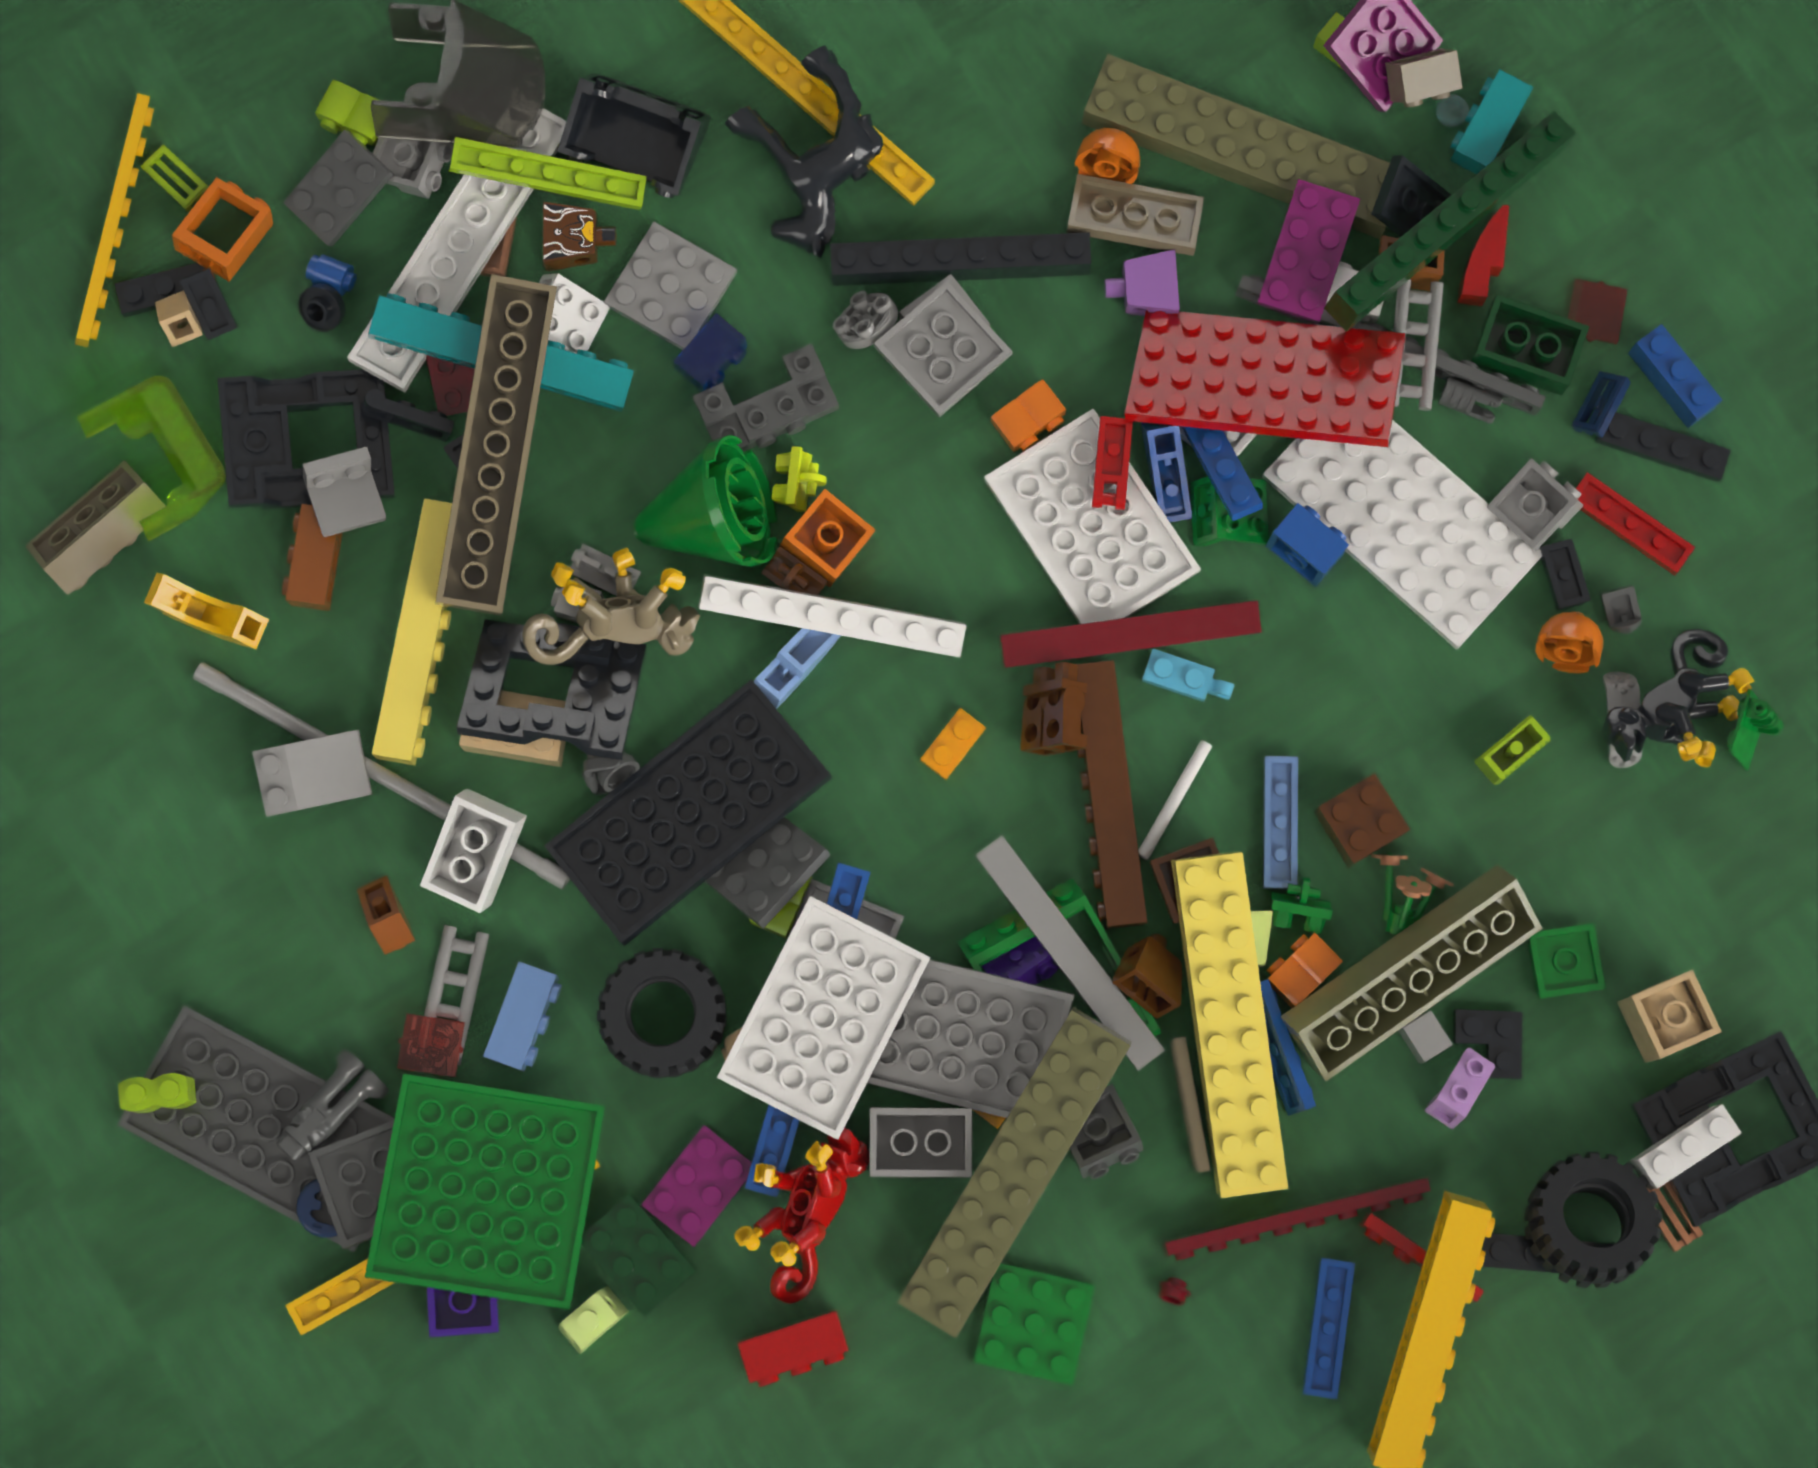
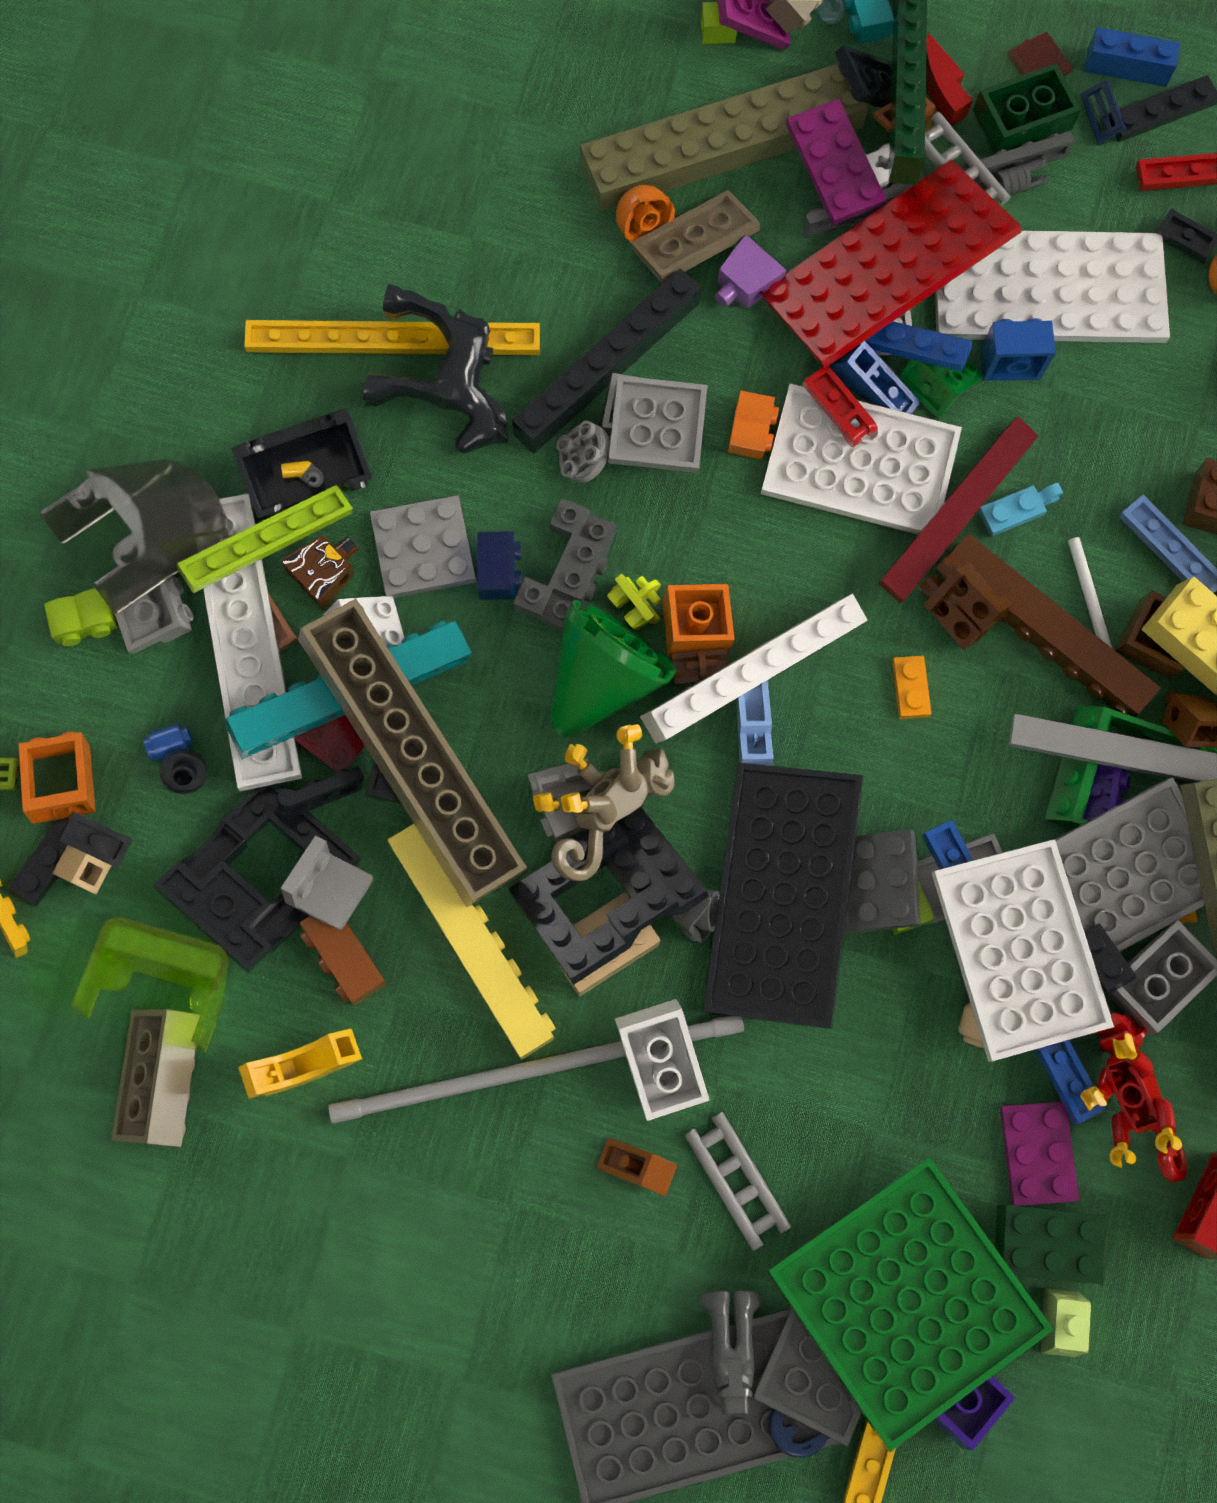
camera: 45 degrees left, 5 degrees down
(149, 1095) = (590, 1468): lime brick -> none
(312, 773) = (488, 1111): light grey slope -> none
(338, 188) = (118, 677): dark grey plate -> none
(431, 1045) = (759, 1231): clear red piece -> none
(523, 1017) = (805, 1149): medium blue brick -> none
(626, 984) = (944, 1042): black tyre -> none
(632, 141) = (305, 471): none -> arm
(884, 1085) = (1109, 963): none -> black plate
(1536, 503) = (1129, 204): light grey plate -> none

